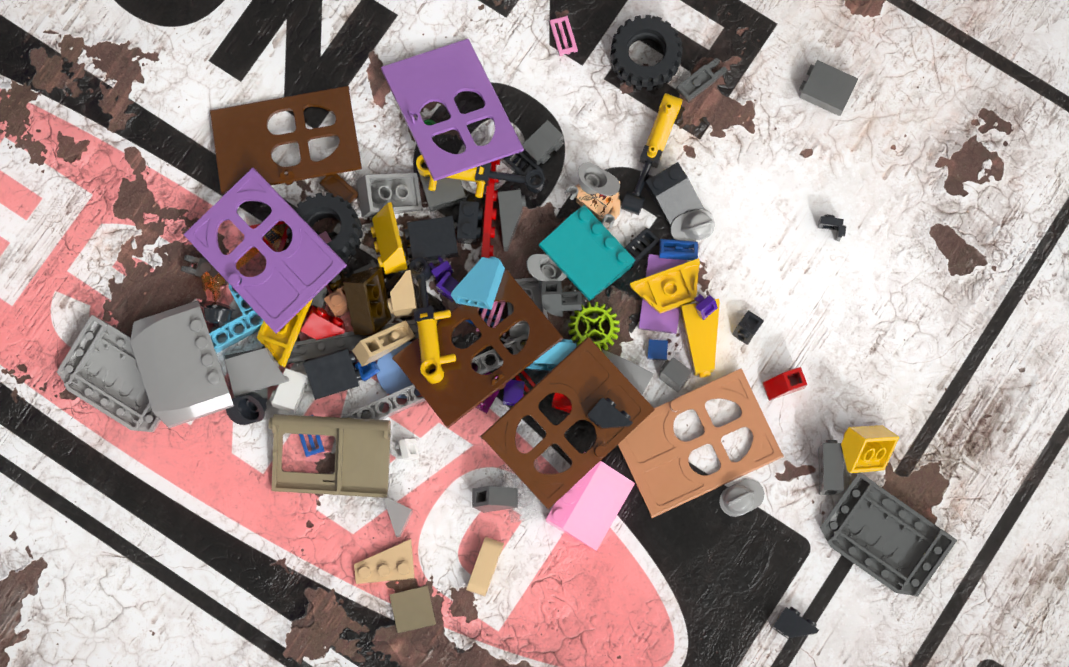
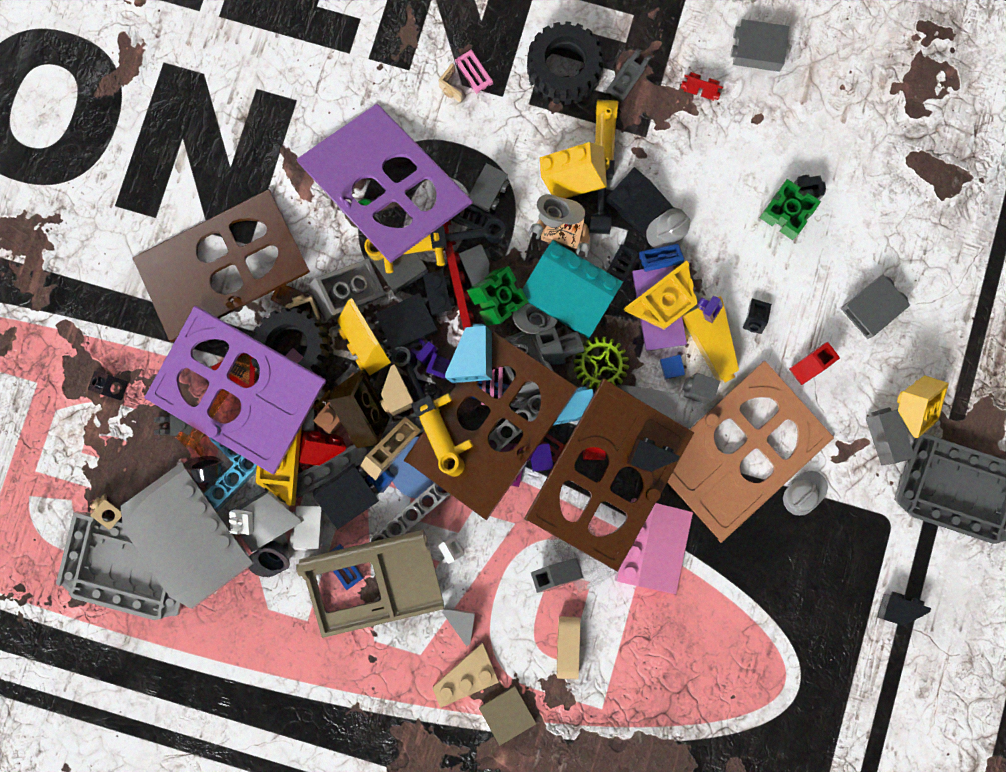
camera: 20 degrees left, 5 degrees up
(115, 316) = (101, 504): none -> tan bracket
(149, 212) = (101, 384): none -> black bracket
(234, 366) = (241, 522): none -> white tile
(346, 190) = (302, 299): none -> tan bracket
(519, 238) = (497, 296): none -> green brick
(534, 45) = (447, 89): none -> tan bracket
(622, 149) = (574, 170): none -> yellow slope
(770, 111) = (694, 83): none -> red hinge
(806, 229) = (801, 207): none -> green brick
(858, 350) = (876, 306): none -> dark grey brick

